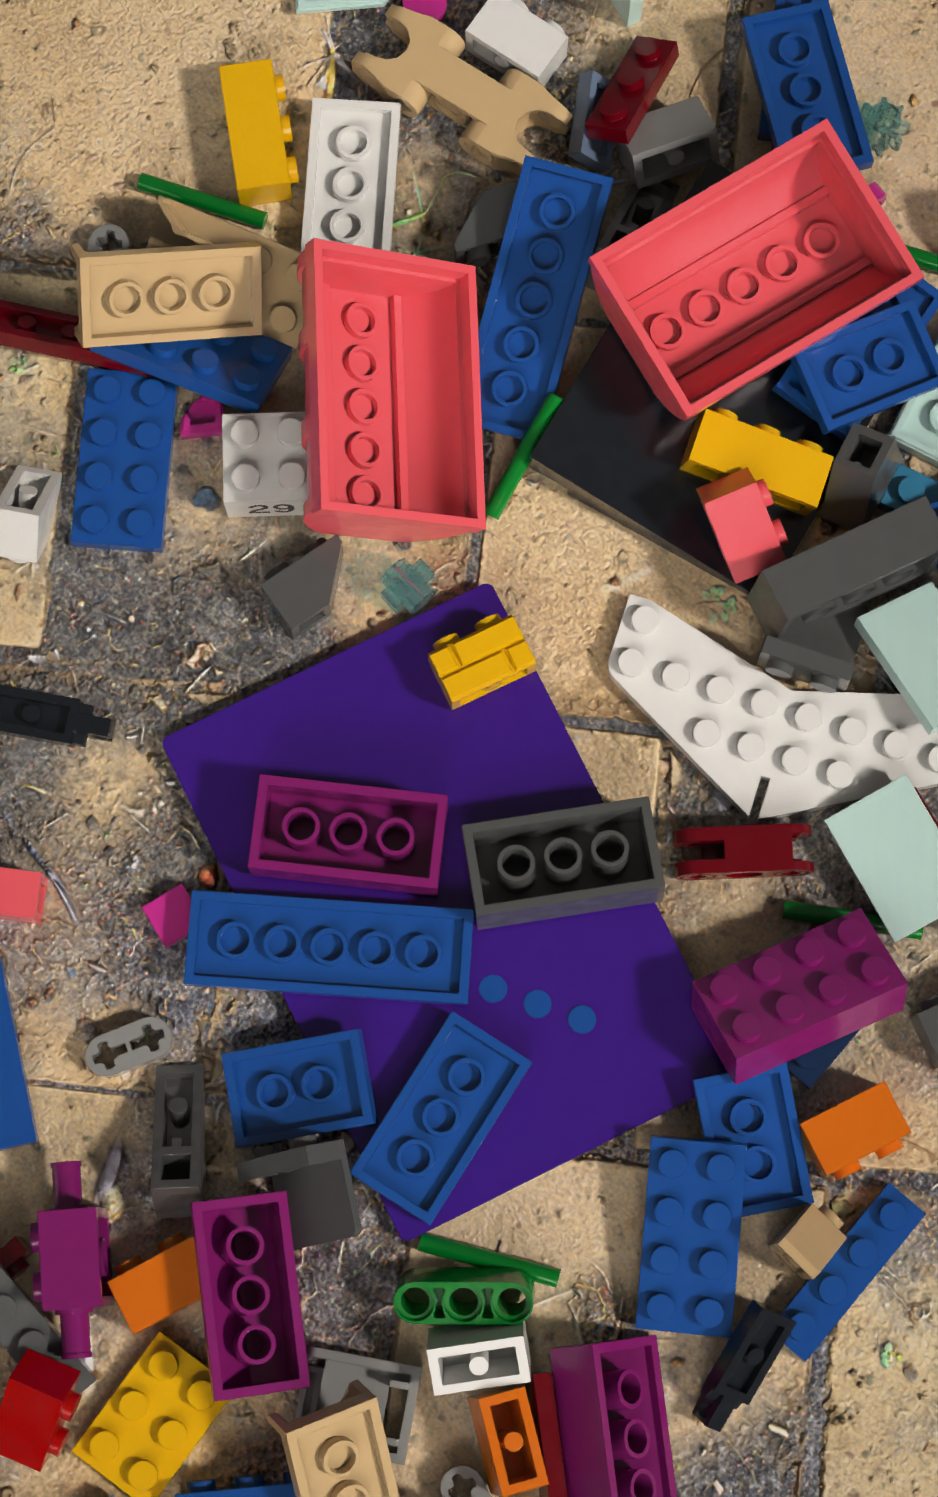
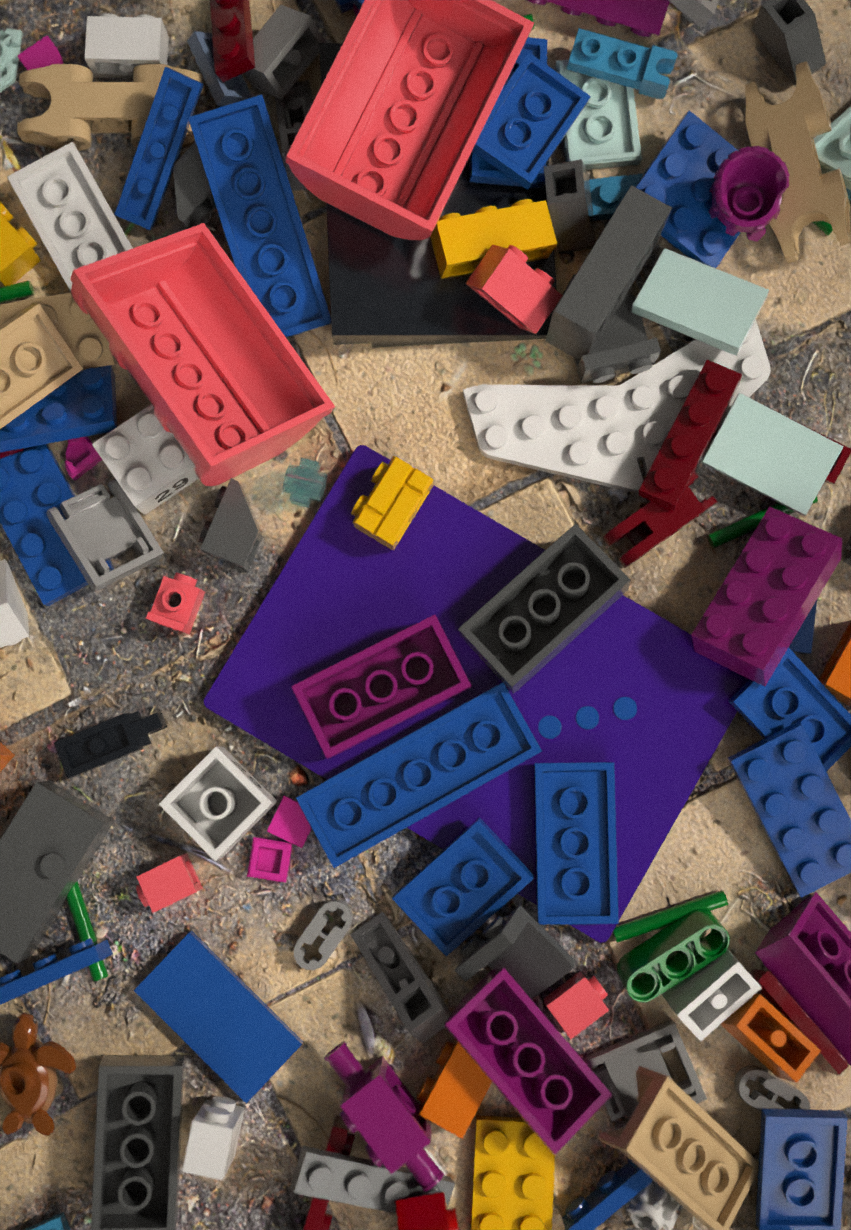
camera: 30 degrees left, 5 degrees up
(113, 846) = (218, 802): none -> white brick
(126, 938) = (270, 859): none -> dark pink tile
(176, 505) = (101, 530): none -> light grey container
(201, 640) = (180, 617): none -> coral brick
(337, 1281) = (577, 1003): none -> coral brick
(479, 165) = (158, 148): none -> blue plate
(520, 460) = (325, 339): green bar -> none
(827, 784) = (690, 435): none -> dark red plate

